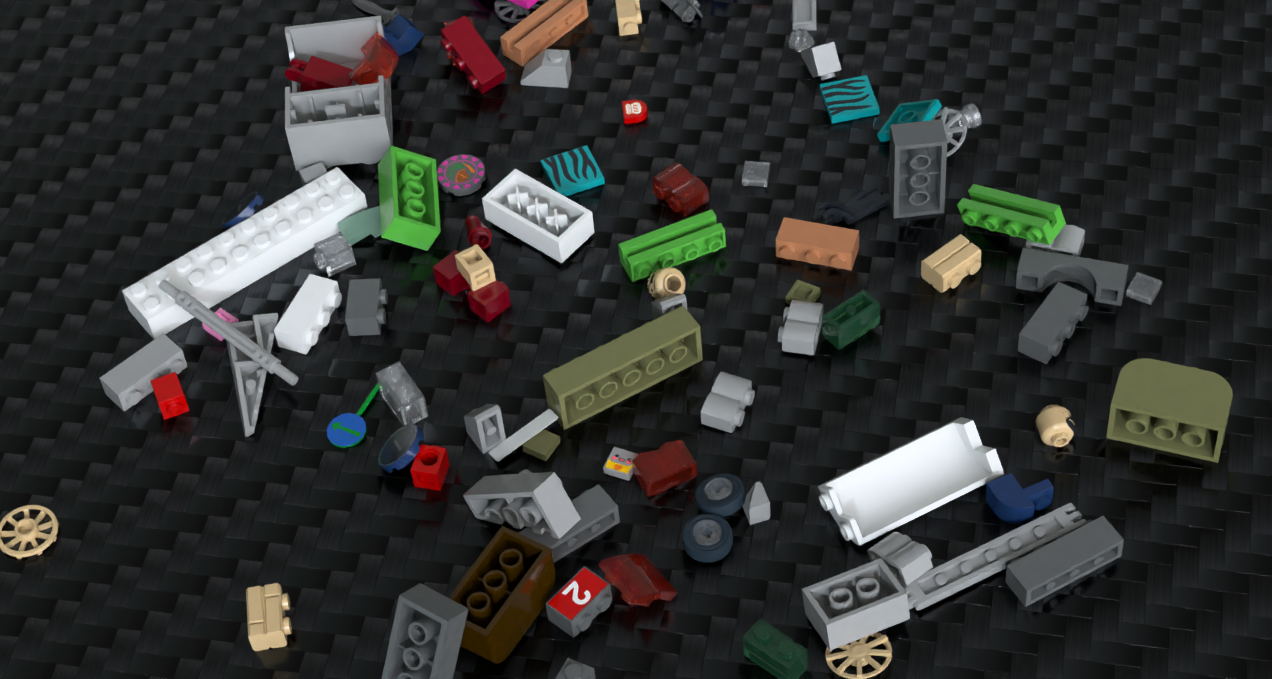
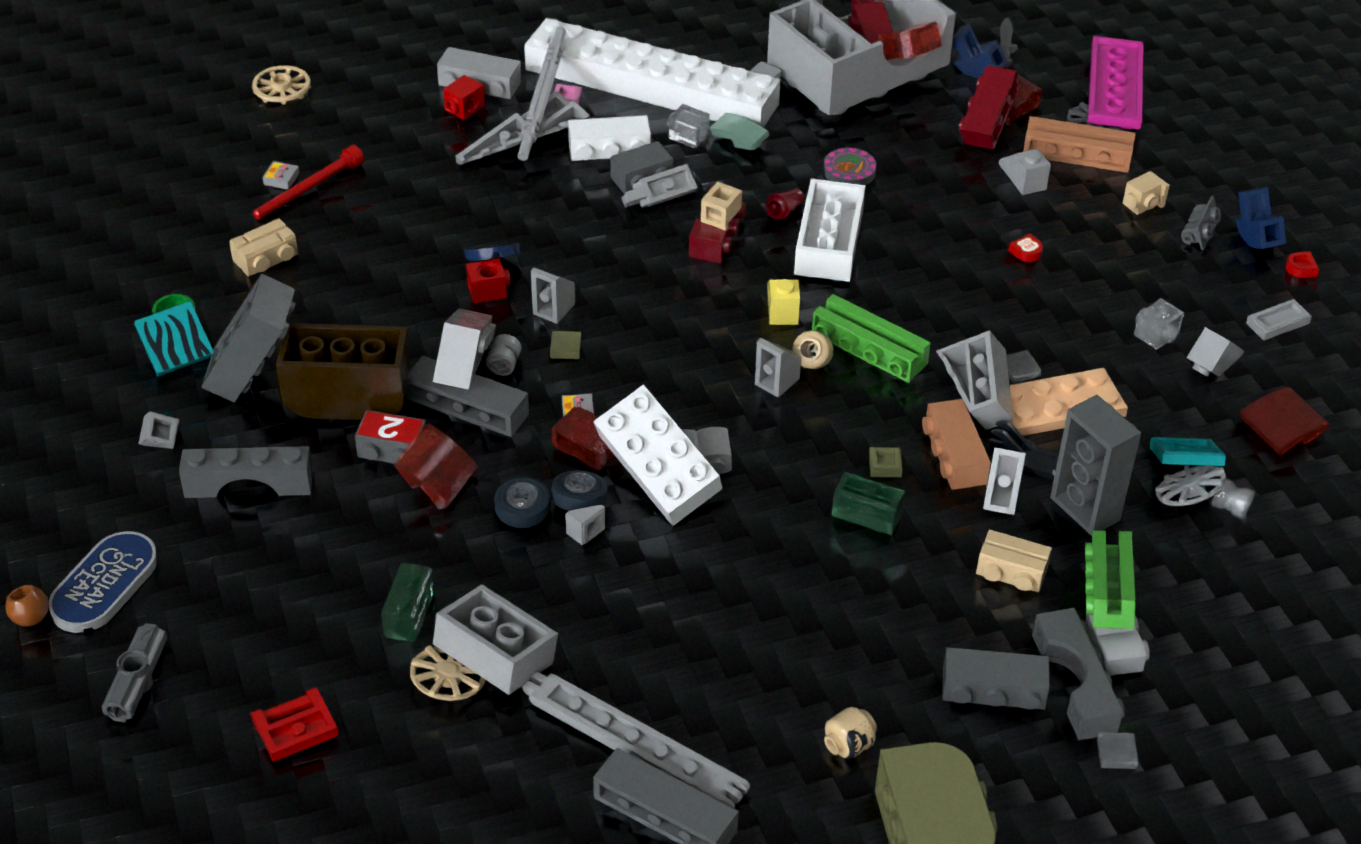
camera: 55 degrees right, 5 degrees down
(166, 573) = (280, 175): none -> light grey tile
(186, 510) = (350, 158): none -> red piece
(242, 210) = (702, 51): tile -> none
(349, 428) = (506, 217): blue piece -> none
(398, 304) = (661, 187): none -> light grey hinge
(402, 394) = (555, 229): clear brick -> none
(408, 198) = (779, 137): bright green brick -> none
(523, 435) = (565, 327): white sticker -> none
(572, 171) = (913, 237): teal tile -> none
(590, 279) = (783, 302): none -> light yellow slope
(623, 367) = (682, 356): olive brick -> none
(680, 189) = (947, 316): clear red brick -> none
(732, 422) = (658, 455): none -> white brick
(768, 198) = (981, 377): none -> light grey wedge
(774, 74) = (1158, 323): none -> clear brick
(800, 40) = (1231, 328): clear plate -> none
(801, 327) = (824, 470): light grey brick -> none
(806, 168) = (1045, 402): none -> light nougat plate
(849, 99) = (1184, 399): teal tile -> none
(873, 231) = (1004, 481): none -> light grey slope
(902, 556) = (578, 657): light grey brick -> none
(907, 57) = (1283, 419): none -> clear red slope
(910, 481) = (691, 632): white cylinder -> none
(1017, 504) = (721, 733): dark blue brick -> none

